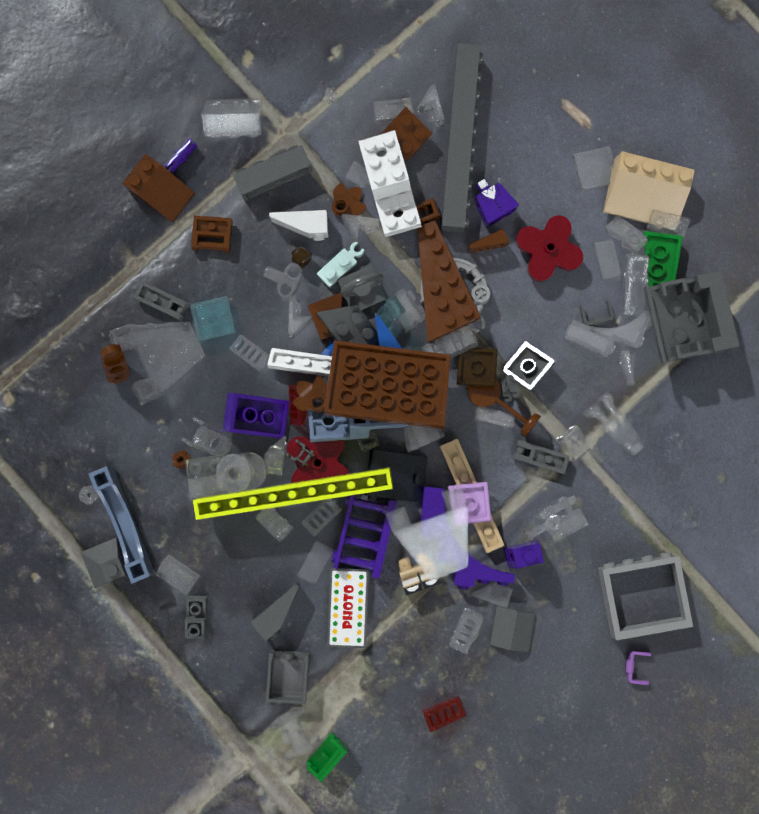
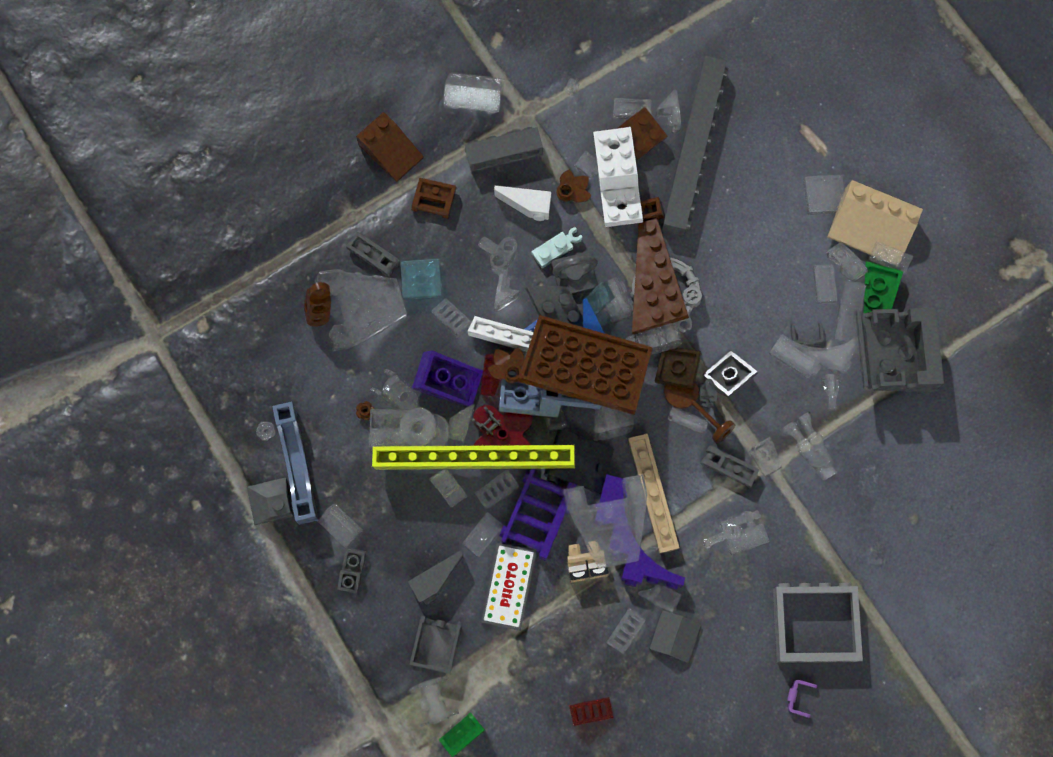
camera: 10 degrees right, 10 degrees down
(180, 155) = (416, 119): dark purple pin -> none
(301, 256) = (519, 232): dark brown piece -> none
(326, 304) = (527, 305): reddish brown wing -> none
(355, 223) = (579, 209): clear slope -> none
(477, 500) = (658, 499): lavender tile -> none
(493, 241) = (712, 247): reddish brown slope -> none
(494, 203) = (718, 211): dark purple torso -> none
(524, 554) = (698, 559): dark purple torso -> none
(543, 261) = (759, 273): dark red plant -> none

